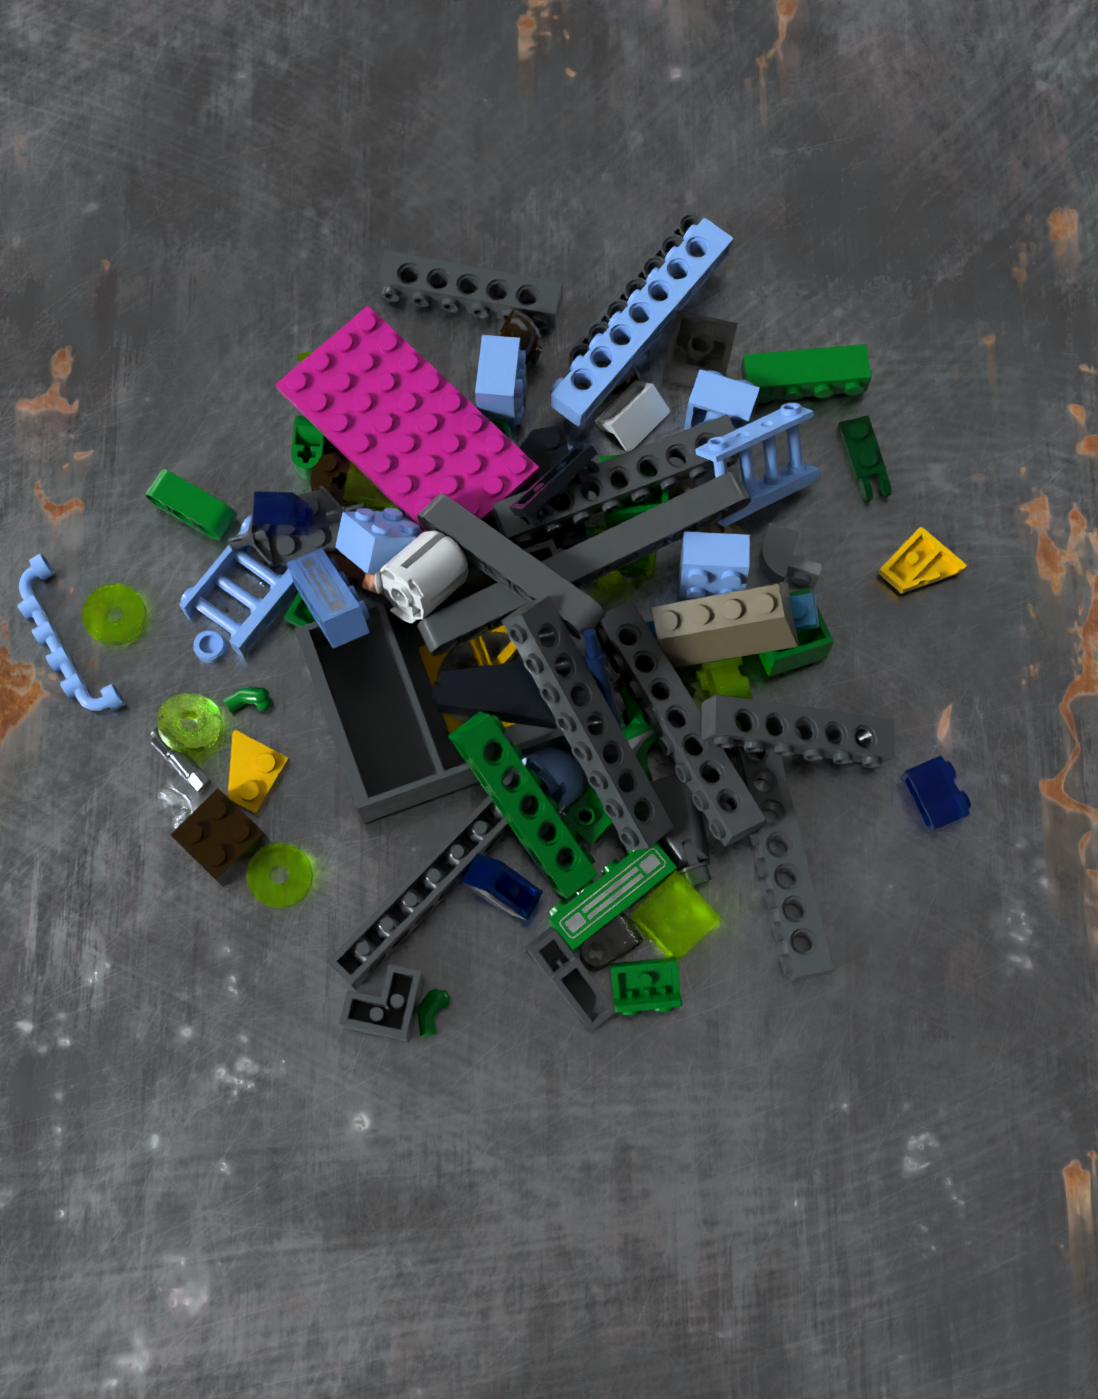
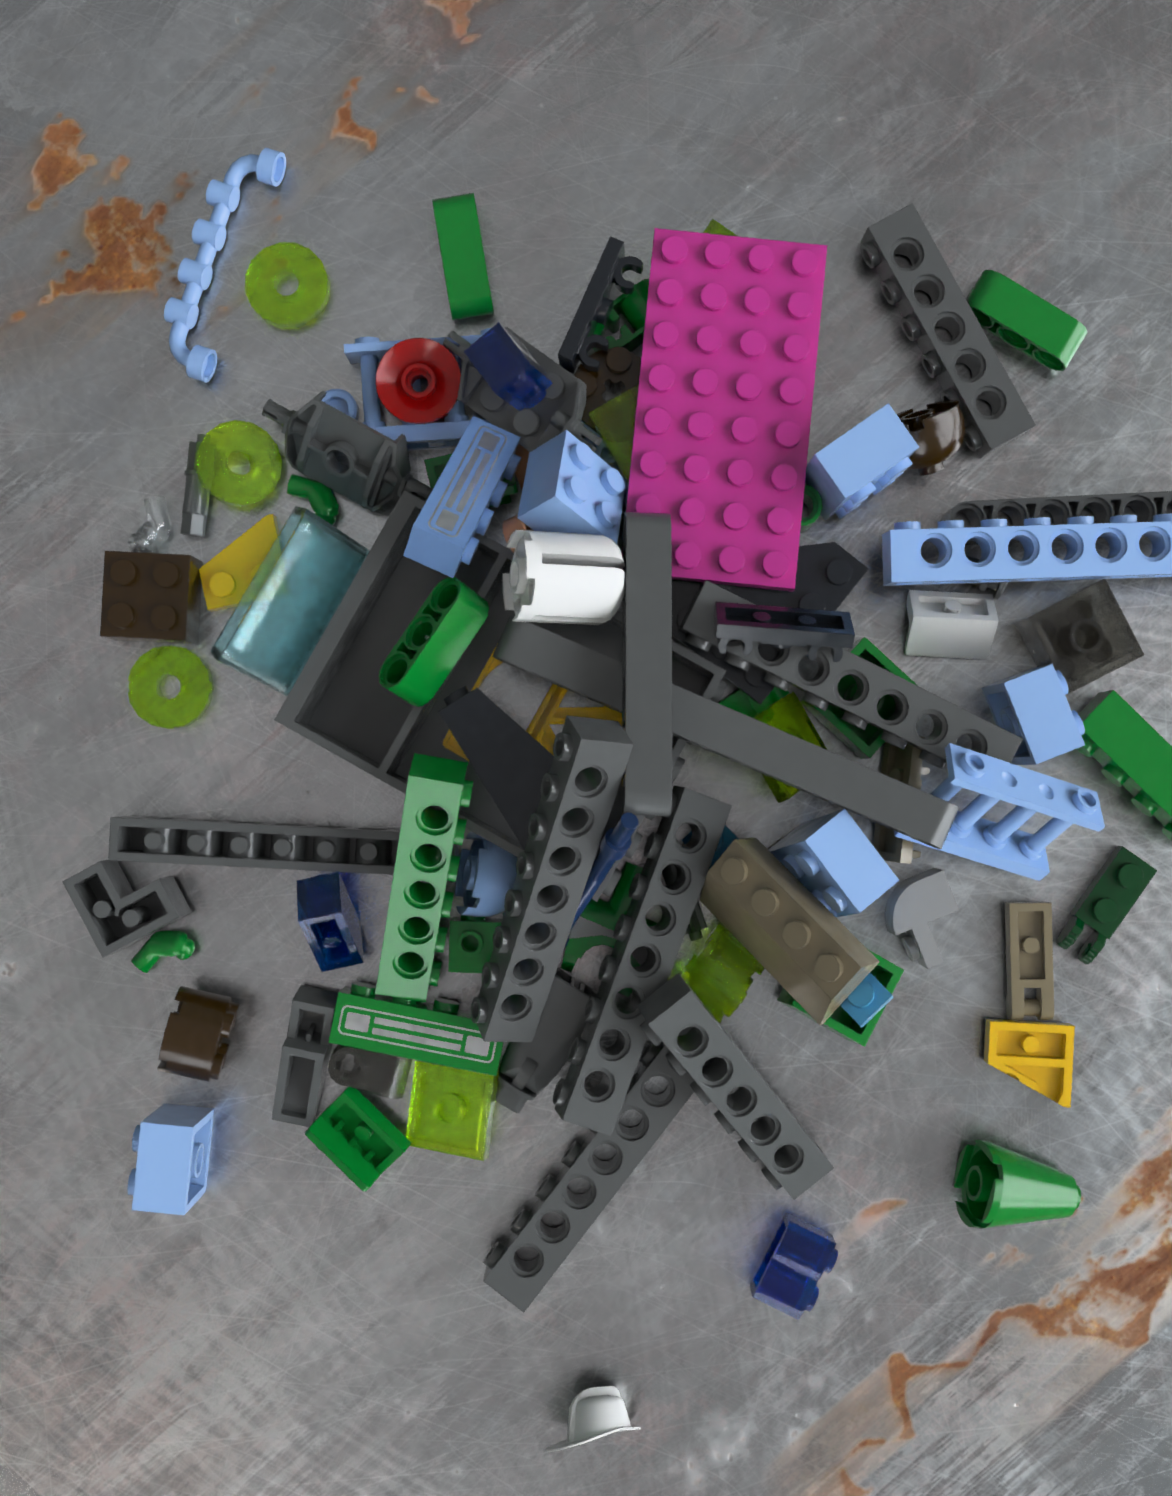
camera: 50 degrees right, 15 degrees up
(214, 653) = (377, 463): none -> dark grey plate
(237, 565) = (411, 361): none -> red dish
(289, 448) = (597, 307): none -> black plate
(297, 755) = (290, 601): none -> clear light blue windscreen
(395, 676) = (433, 642): none -> green beam
(501, 245) = (1025, 320): none -> green beam
(501, 1026) = (195, 1034): none -> dark brown brick
(563, 1104) = (171, 1159): none -> light blue brick
(862, 521) = (1029, 959): none -> dark tan plate
(937, 983) = (594, 1415): none -> white piece
(986, 633) = (1010, 1188): none -> green cone

